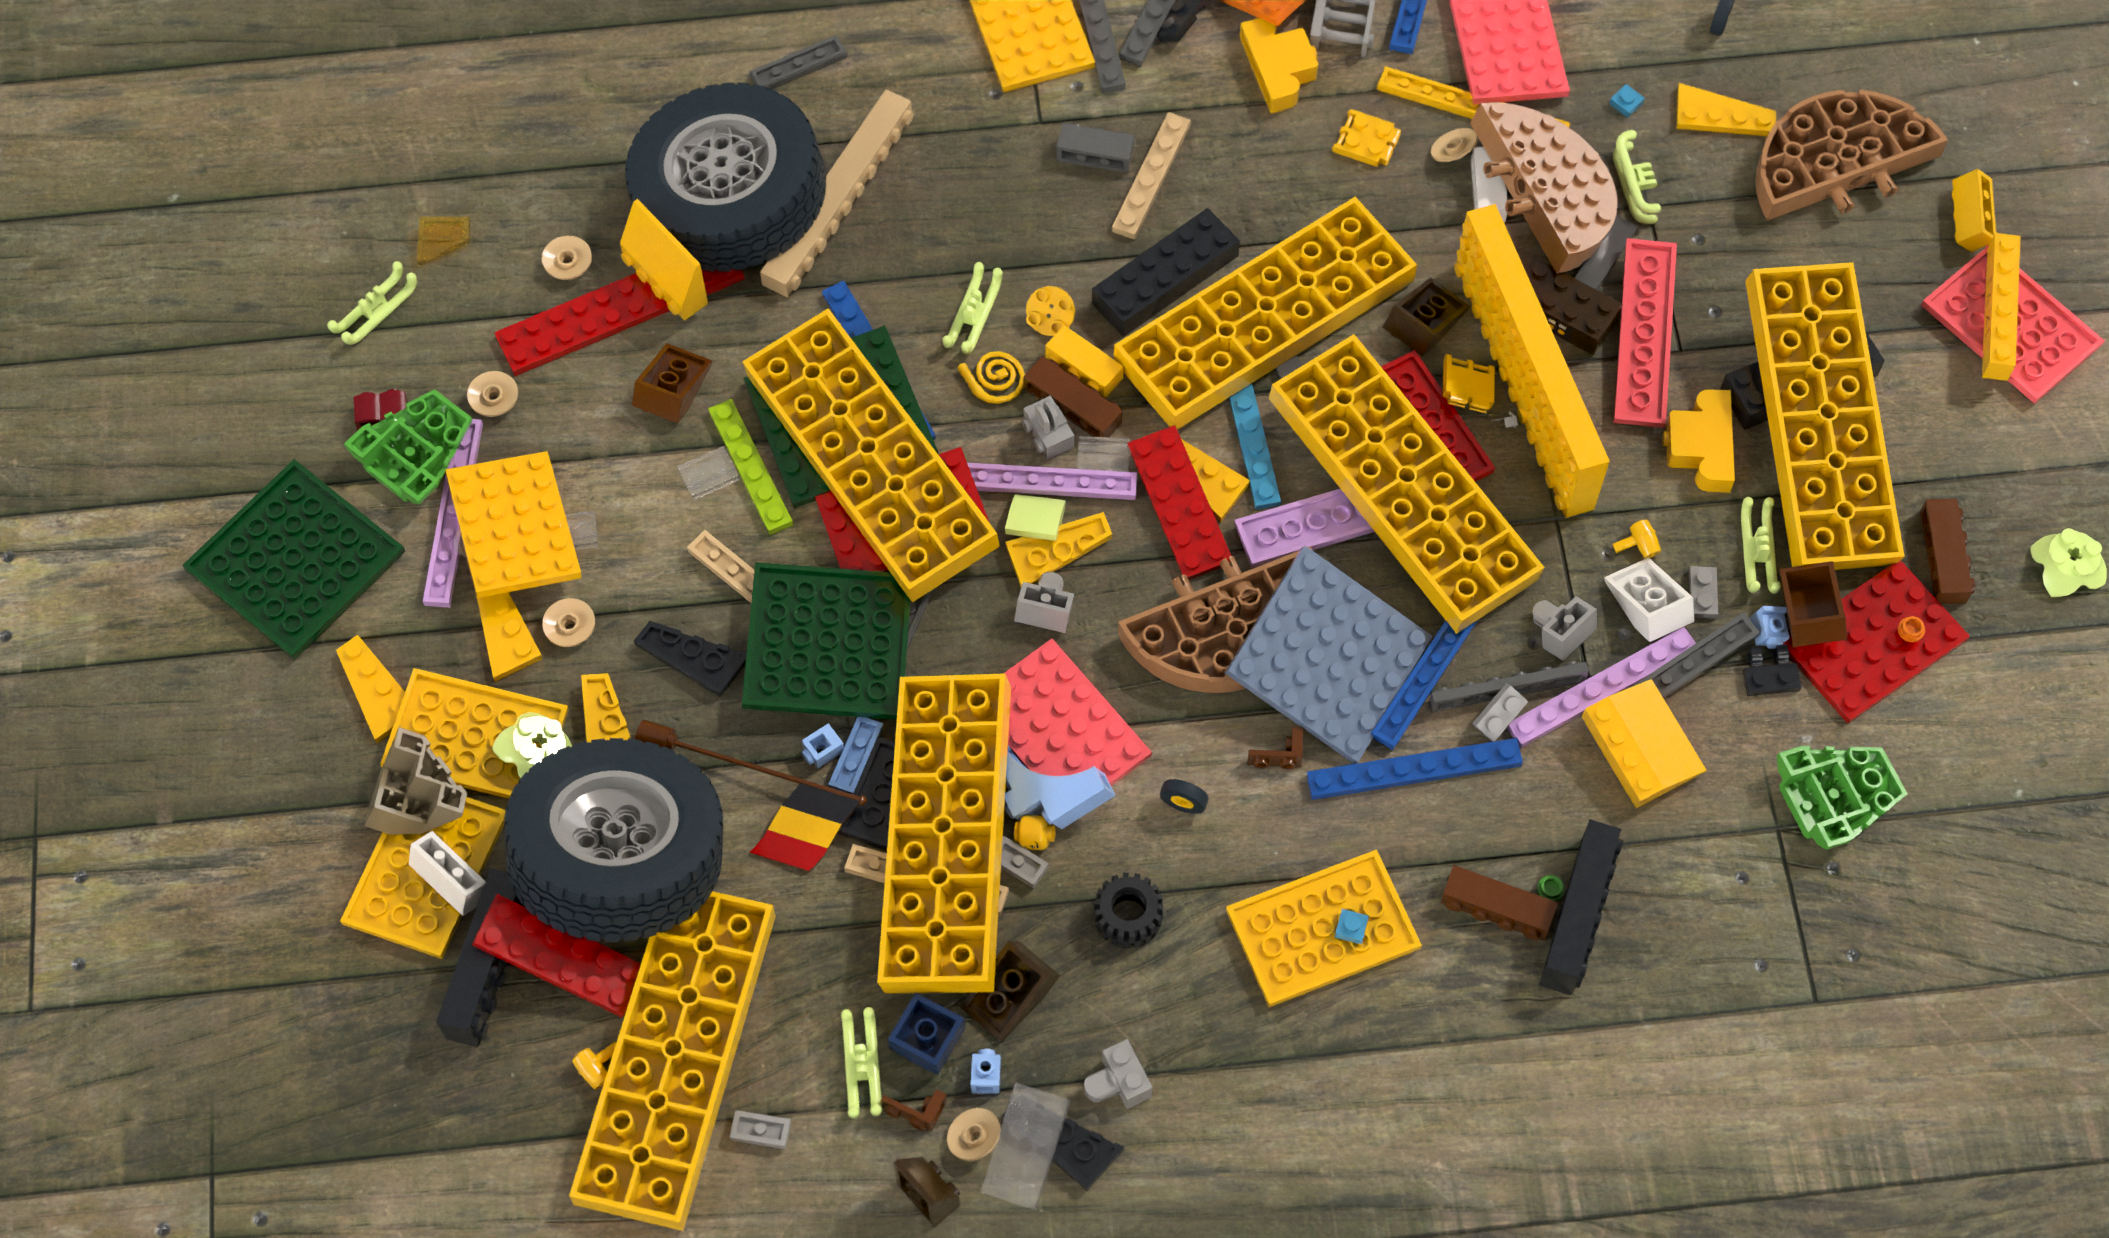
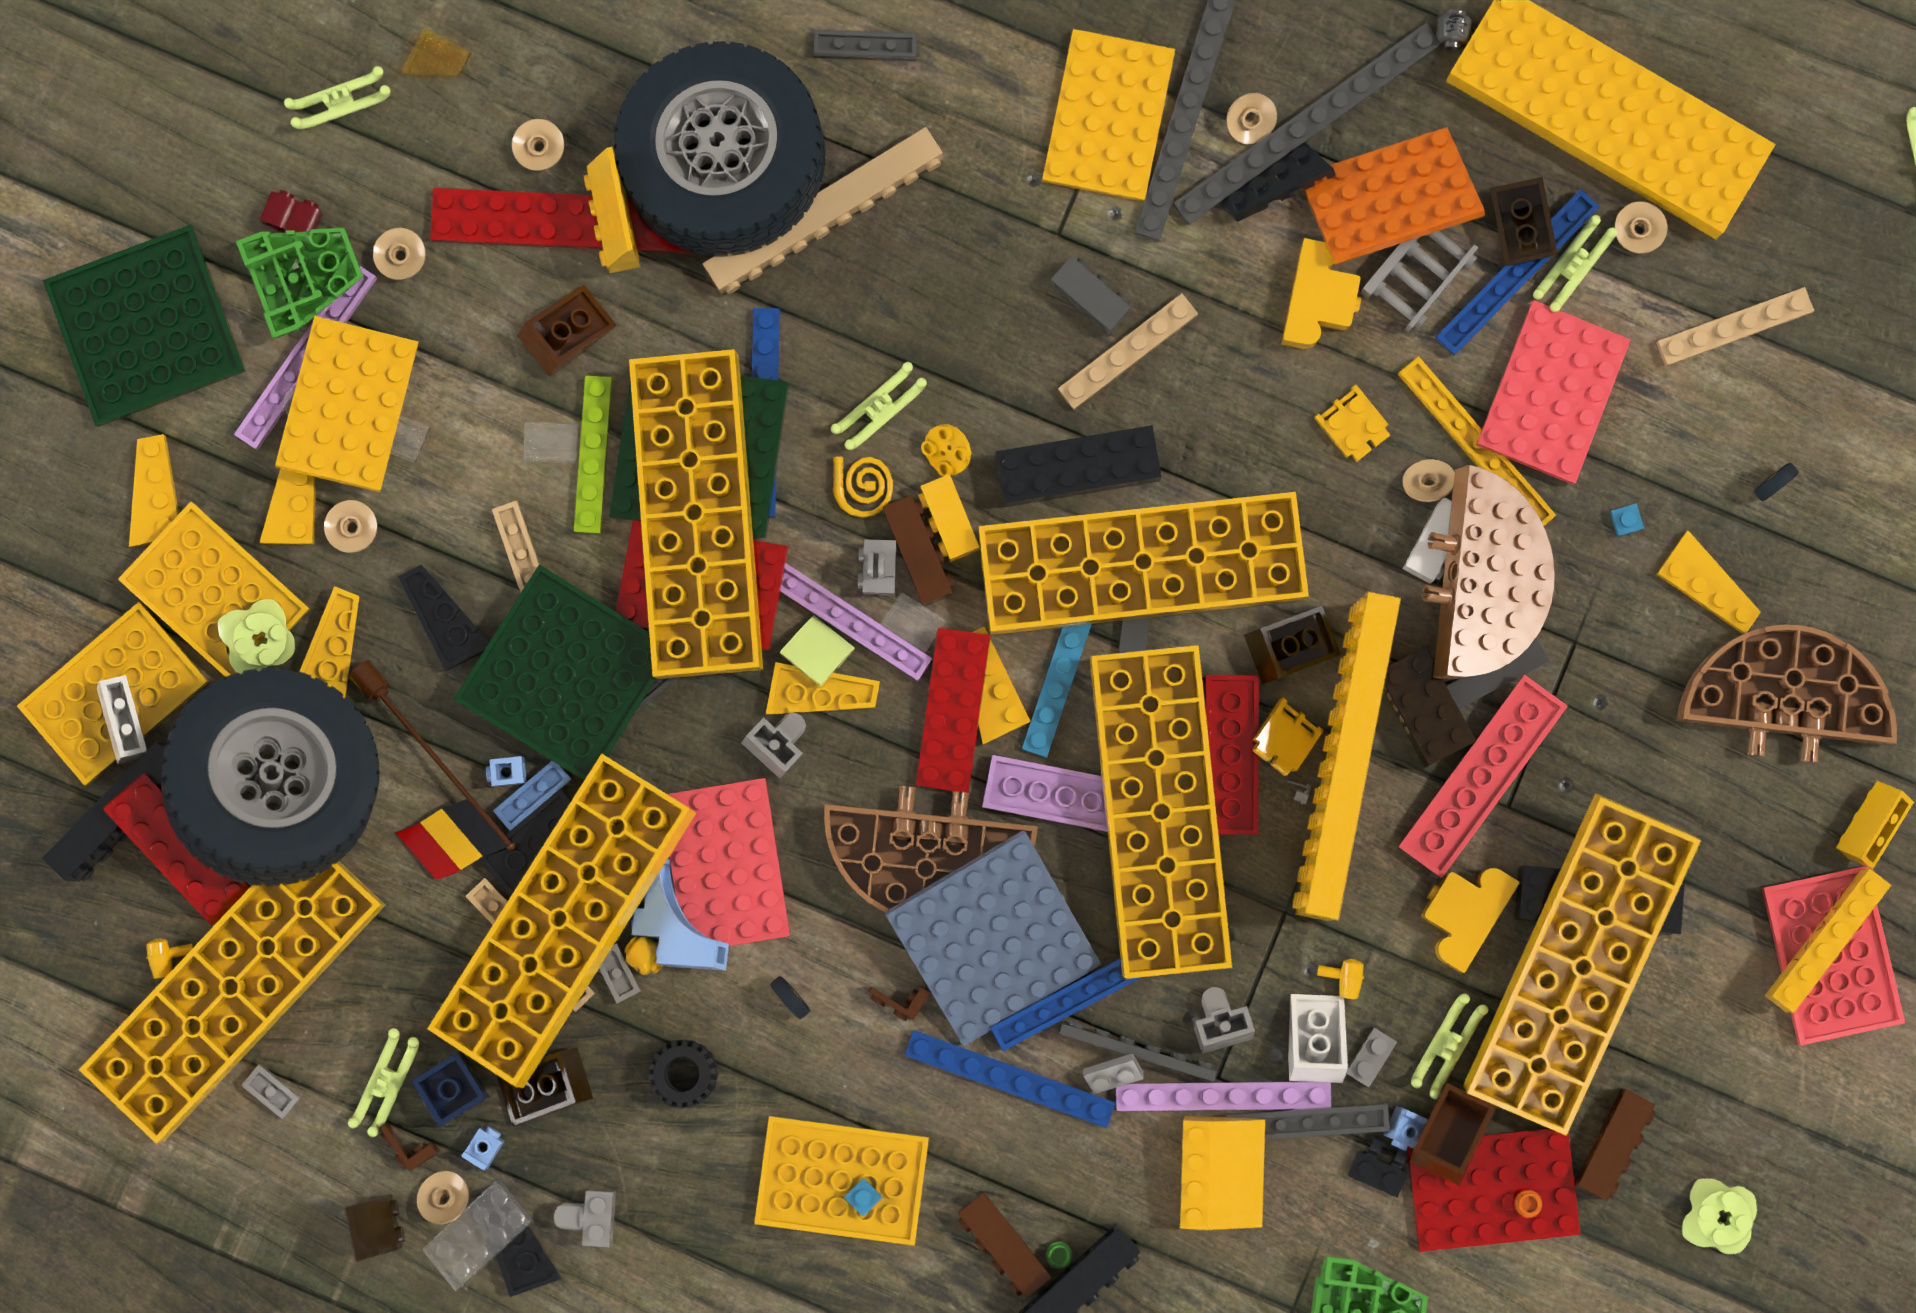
camera: 30 degrees right, 20 degrees up
(413, 789) = (132, 623): dark tan brick -> none
(1635, 178) = (1576, 611): yellowish green piece -> none

